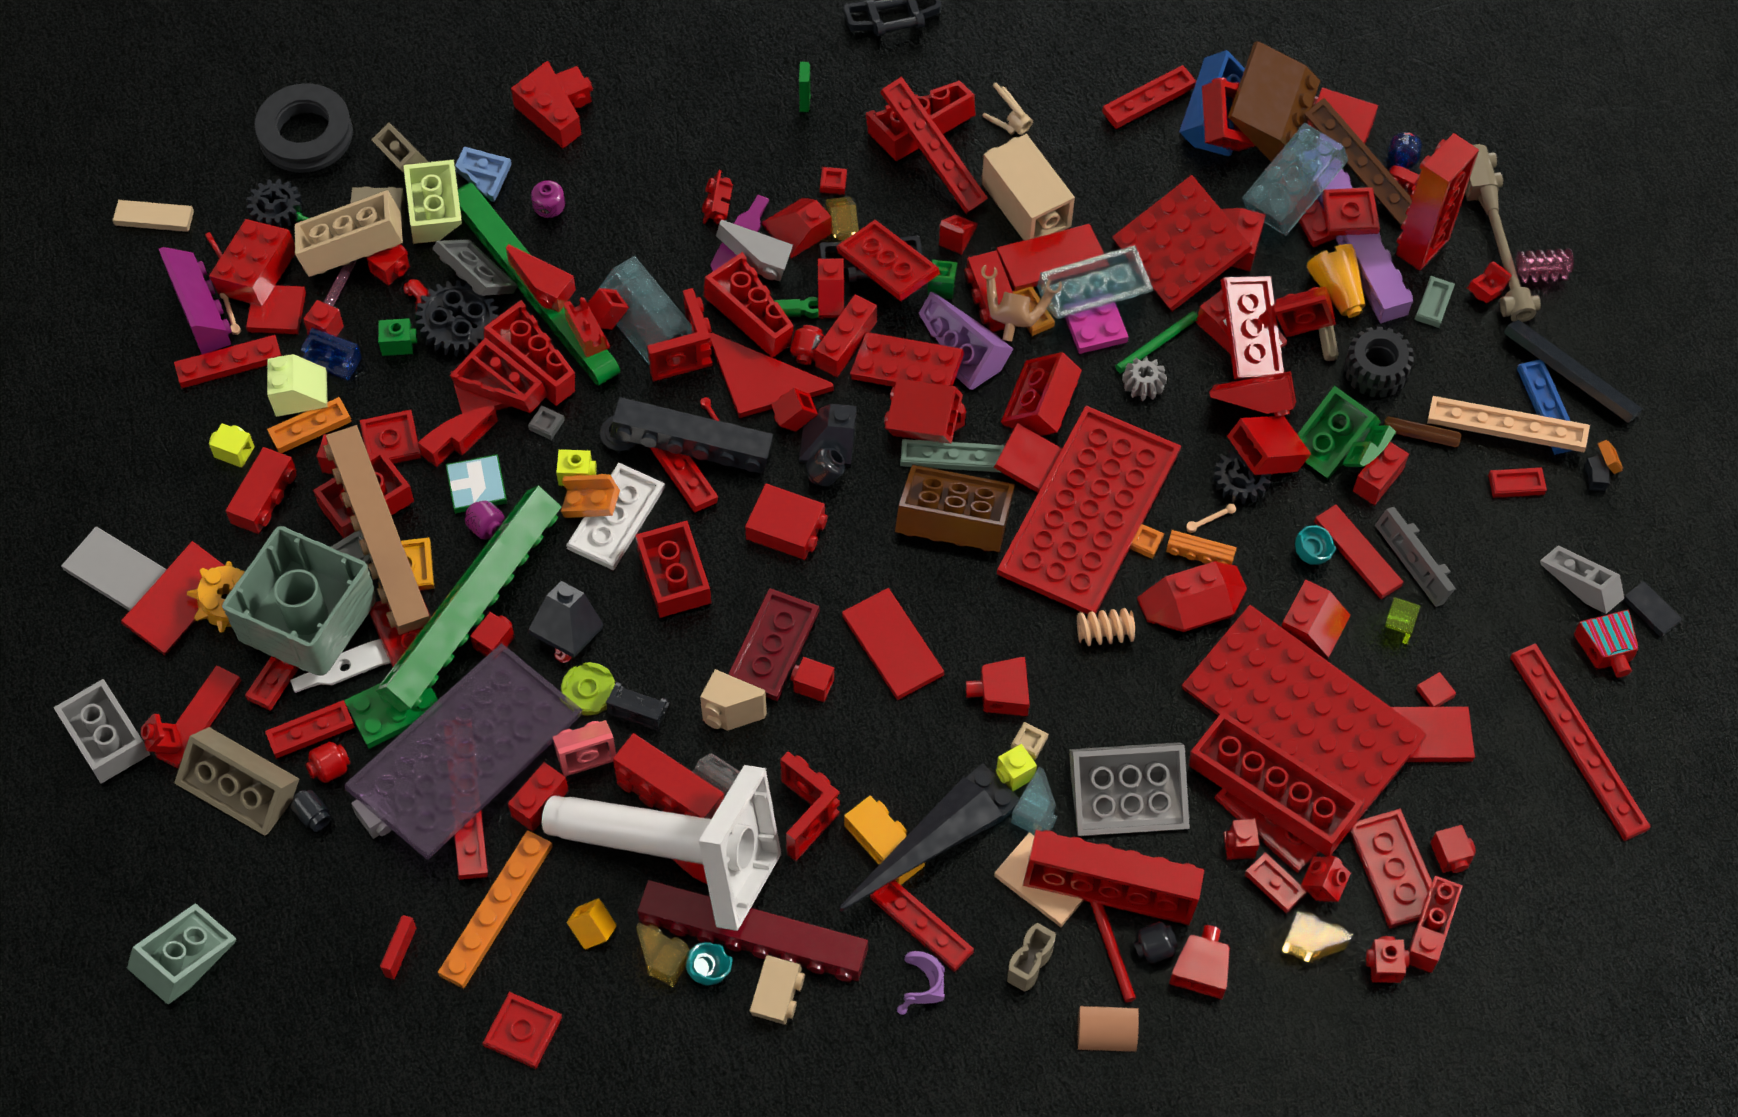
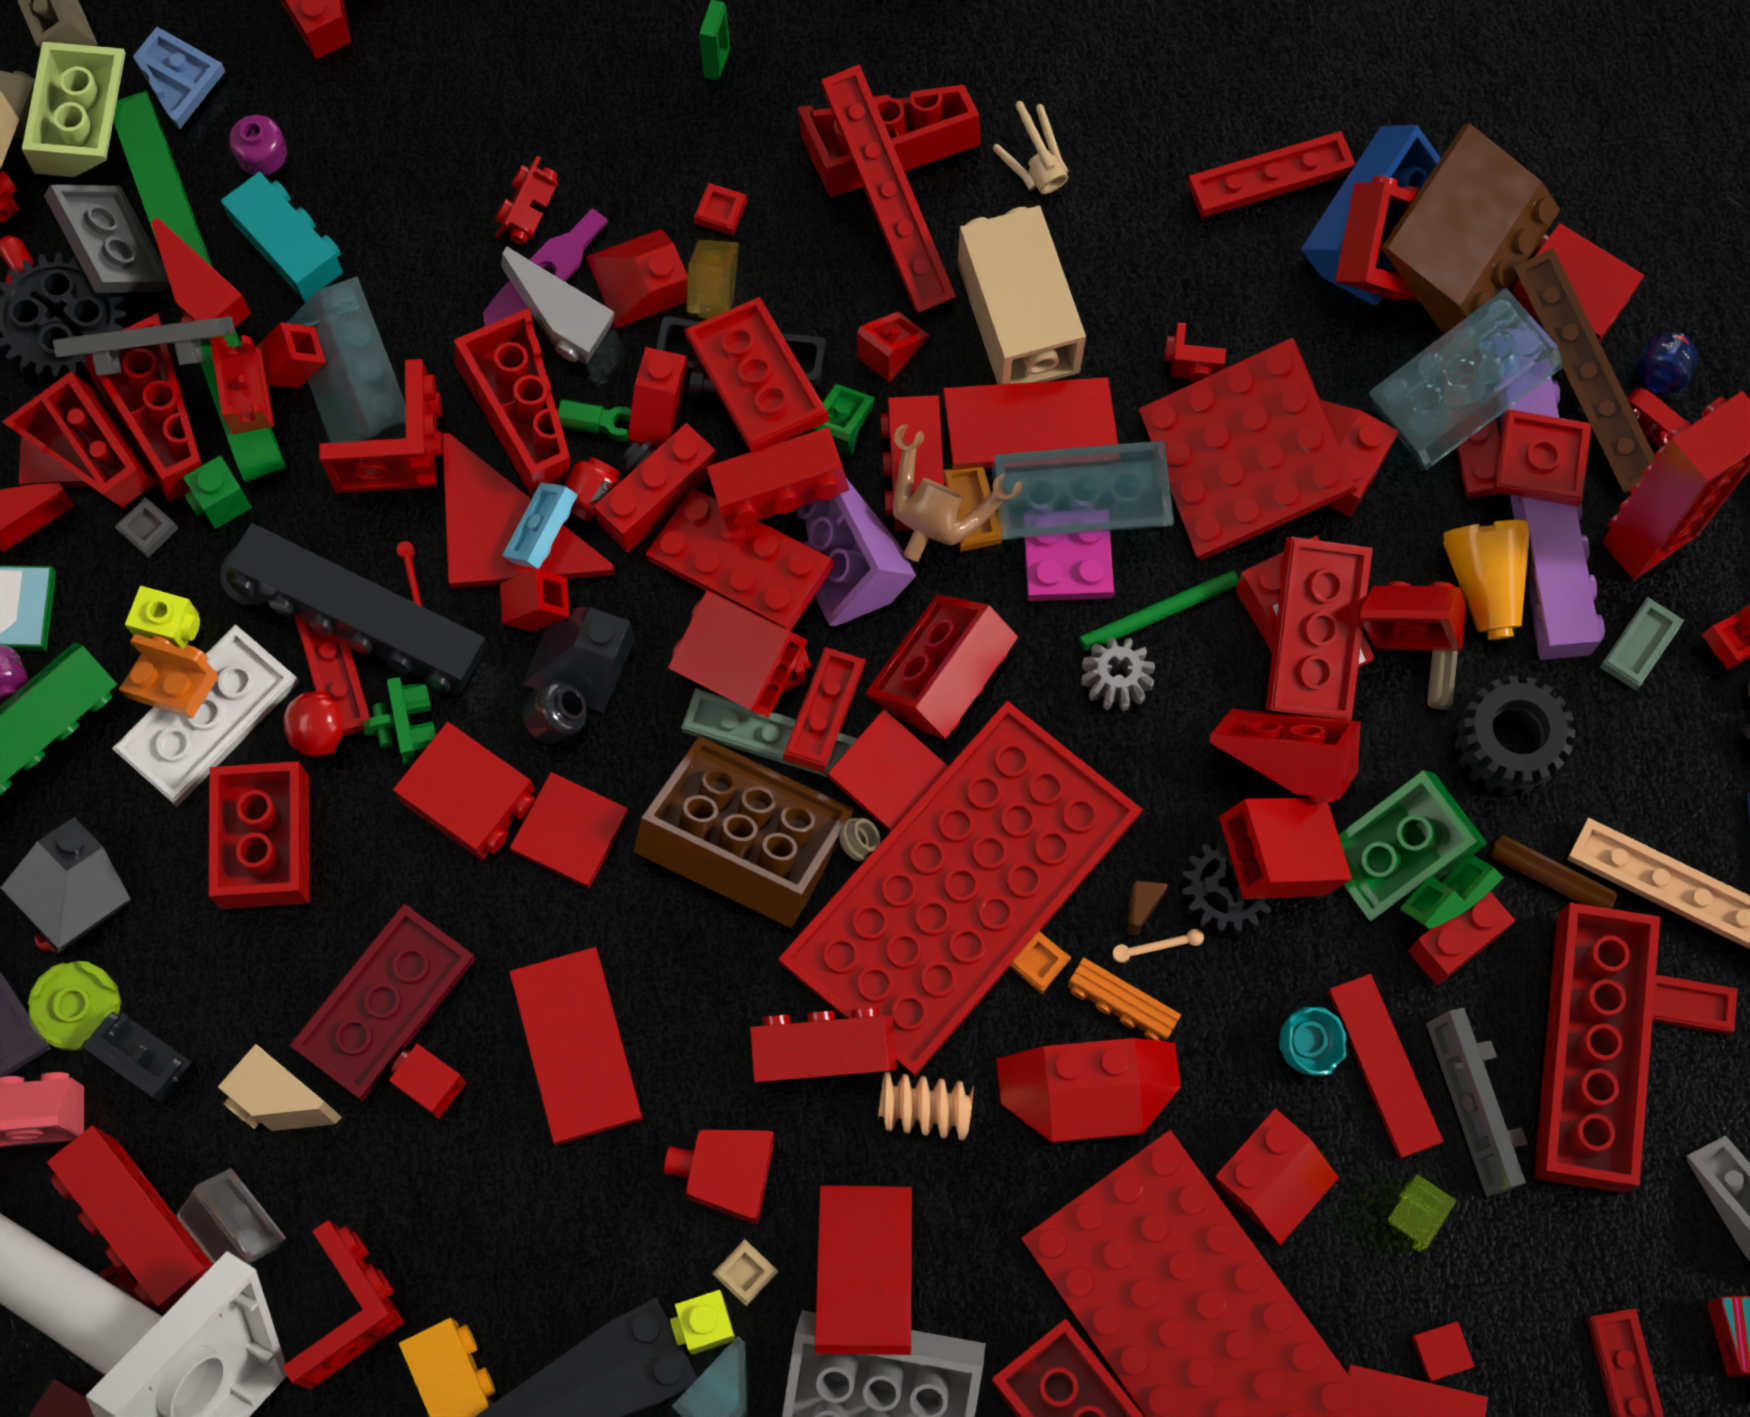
camera: 15 degrees right, 10 degrees up
(502, 317) = (106, 345): none -> dark grey hinge
(578, 246) = (283, 235): none -> teal brick
(585, 392) = (215, 492): none -> green brick
(686, 502) = (313, 724): none -> red hair
(732, 494) = (404, 701): none -> green hips
(785, 367) = (540, 525): none -> medium azure plate
(828, 322) = (635, 456): none -> black plate
(852, 530) = (569, 830): none -> red tile
(919, 311) = (778, 478): none -> red brick
(981, 433) = (824, 710): none -> red tile
(1023, 497) = (859, 838): none -> dark tan plate
(1039, 606) = (823, 1045): none -> red brick
(1100, 715) = (864, 1270): none -> red tile
(1134, 204) = (1192, 361): none -> red bracket
(1195, 495) = (1142, 902): none -> reddish brown slope
(1474, 512) = (1597, 1048): none -> red brick

